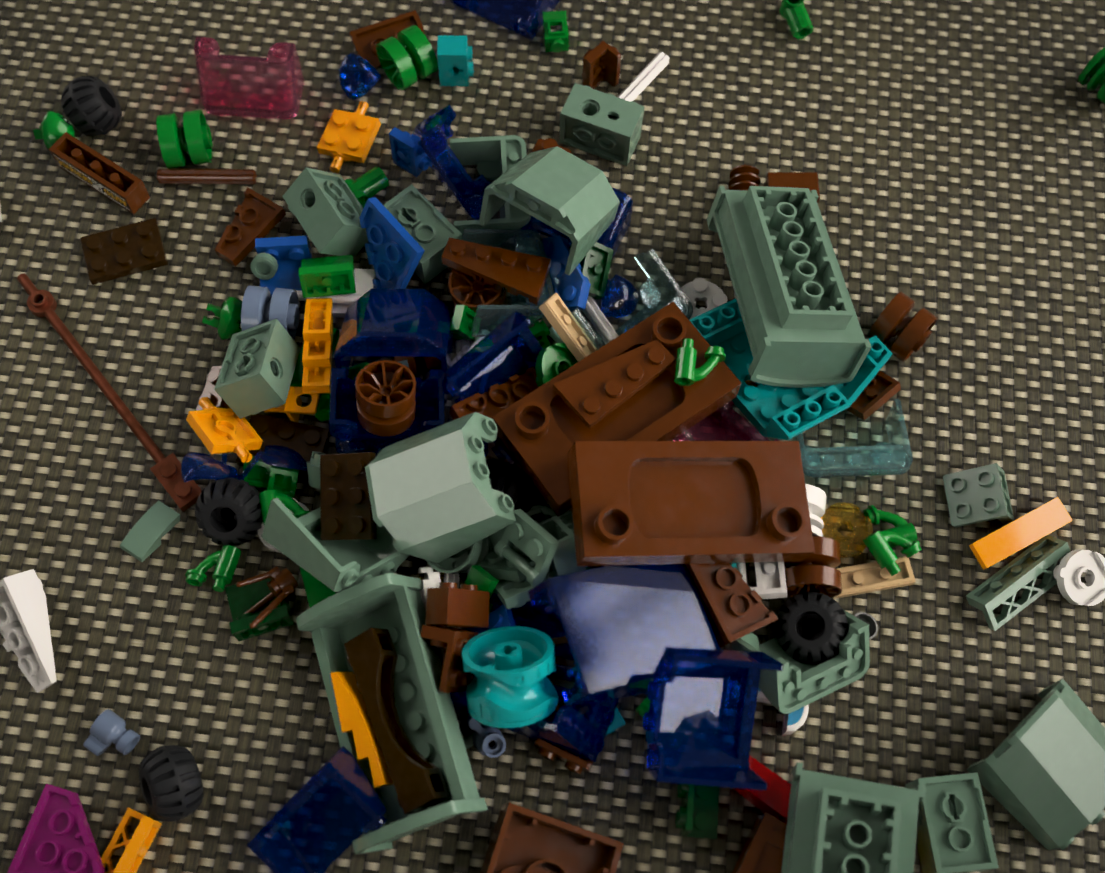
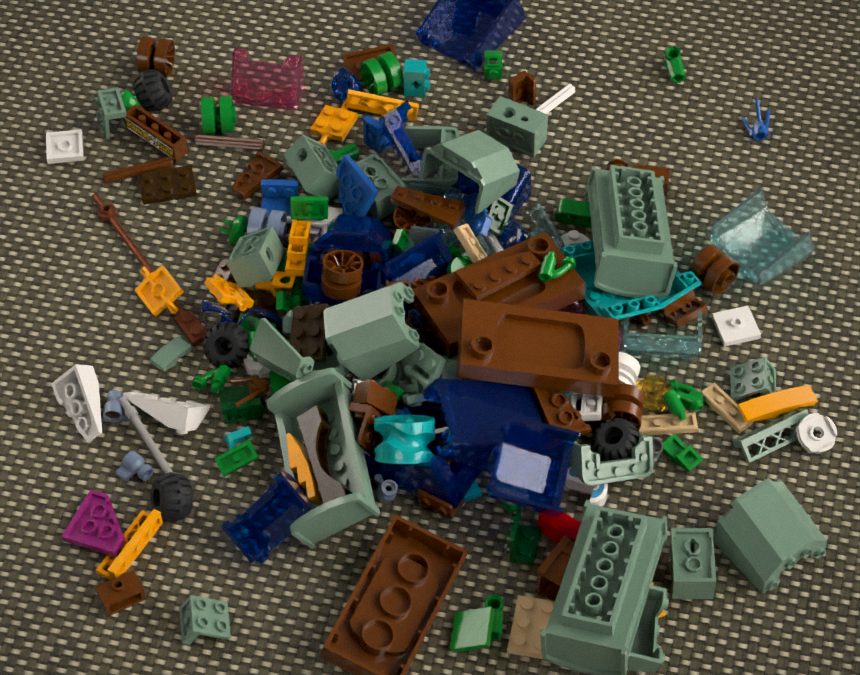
camera: 10 degrees right, 15 degrees down
(29, 139) = (110, 107): none -> sand green bracket
(73, 636) = (113, 409): none -> sand blue piece
(79, 230) = (131, 171): none -> reddish brown axle
(89, 53) = (155, 55): none -> reddish brown wheel
(98, 643) = (132, 414): none -> light grey bar
(123, 428) = (158, 290): none -> light orange plate
(158, 633) = (172, 413): none -> white wedge
(256, 669) = (237, 437): none -> teal tile
(261, 705) = (236, 458): none -> green plate
(264, 266) = (265, 198): sand green tile -> none
(313, 437) = (287, 302): none -> green slope
(407, 102) = (377, 104): none -> light orange fence
(696, 249) = (573, 212): none -> green beam
(899, 627) = (679, 453): none -> green slope
(922, 100) = (759, 130): none -> blue plant
(940, 408) = (736, 326): none -> white plate
(946, 541) = (725, 407): none -> tan tile
(959, 280) = (759, 240): none -> clear light blue windscreen

